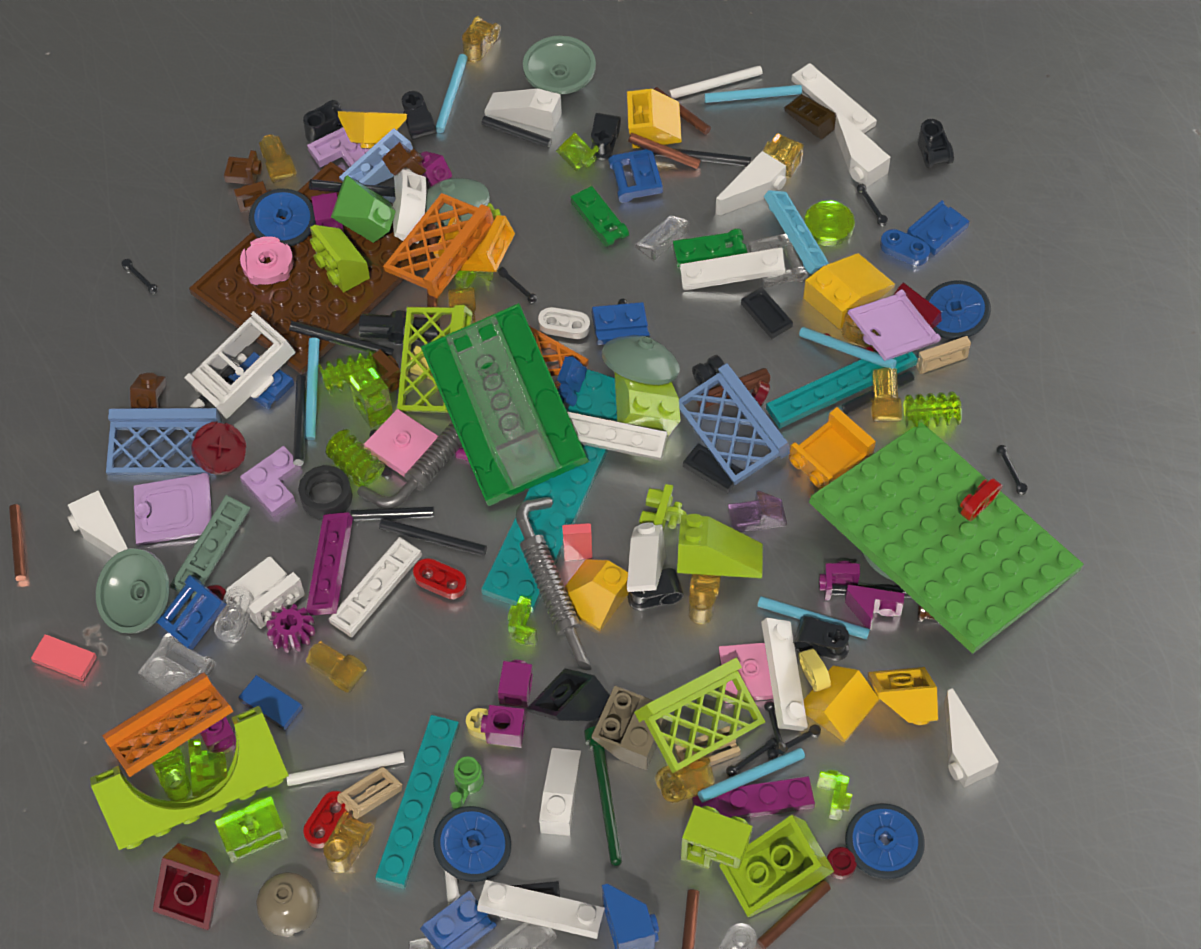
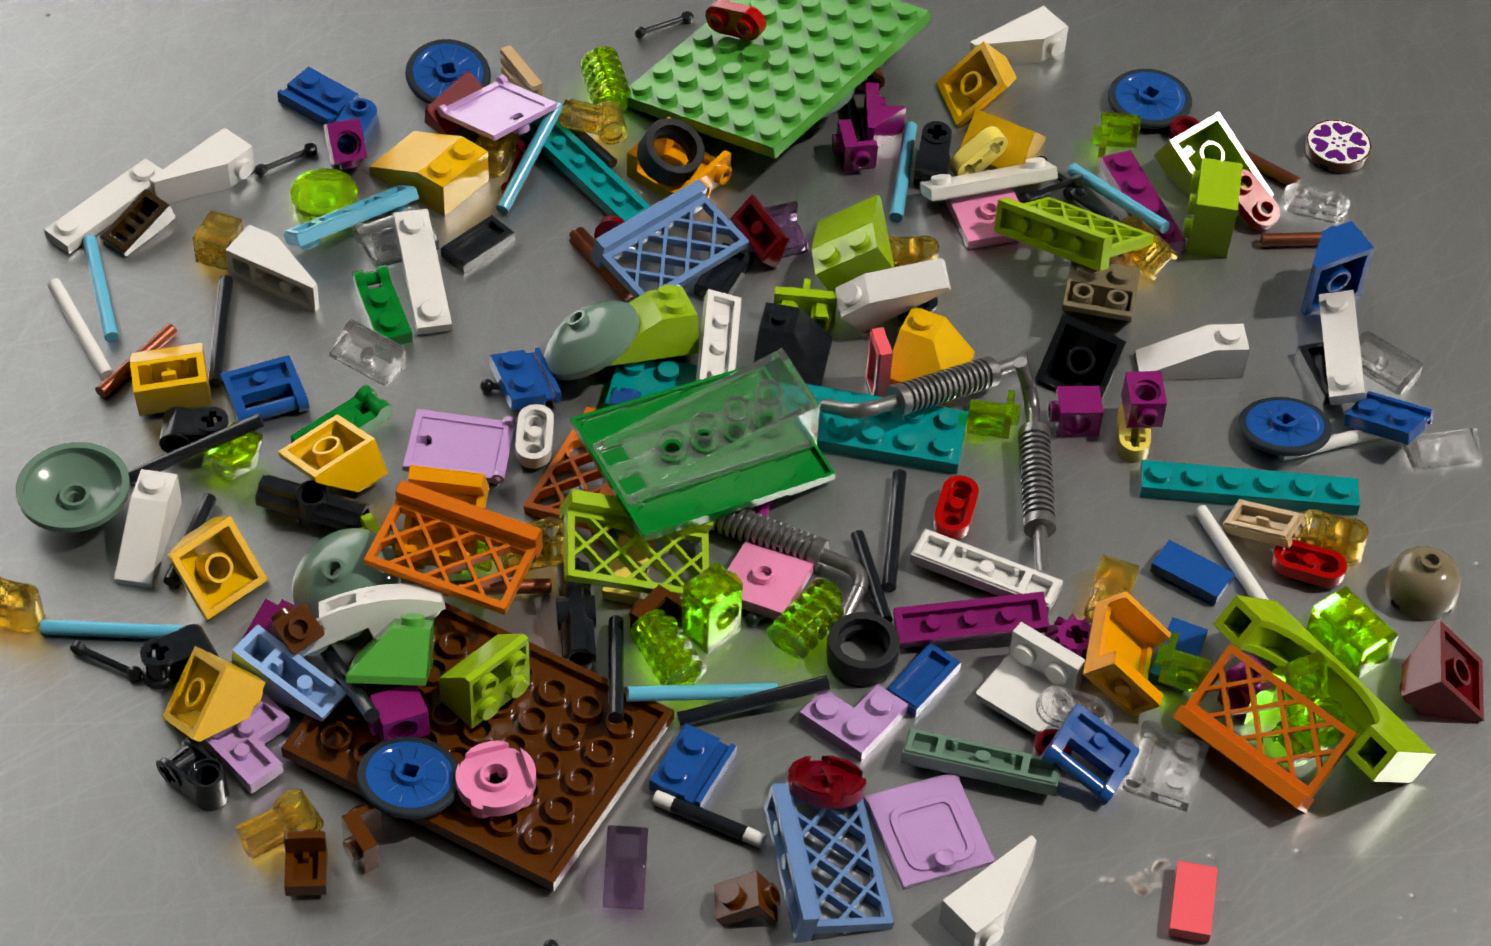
camera: 105 degrees left, 10 degrees down
(122, 587) = (1101, 819): sand green dish -> none
(187, 324) = (625, 867): none -> clear purple slope
(239, 687) = (1181, 668): none -> clear neon green bracket
(251, 382) = (727, 807): white piece -> none
(261, 649) = (1122, 653): none -> light orange panel
(294, 529) = (924, 678): none -> blue tile
(344, 733) = (1192, 572): none -> blue tile
(441, 75) = (79, 648): none -> black hinge
(458, 640) = (1035, 470): none -> flat silver piece
(467, 779) = (1208, 436): bright green piece -> none
(484, 136) = (216, 565): none -> yellow slope
(525, 190) = (310, 503): none -> black piece
(557, 202) = (337, 455): none -> yellow slope
(564, 278) = (460, 443): none -> lavender container
(582, 129) = (199, 446): none -> black bar
(605, 797) = (1128, 331): dark green piece -> none
(618, 497) = (799, 337): none -> black slope
(664, 150) = (224, 359): copper bar -> none
(705, 371) = (584, 278): black wheel -> none
(734, 890) = (1251, 201): none -> plate
(741, 491) = (761, 231): none -> dark red slope
(816, 419) = (683, 135): none -> black tyre
(873, 231) = (350, 128): none -> magenta brick
(934, 143) = (183, 101): black piece -> none

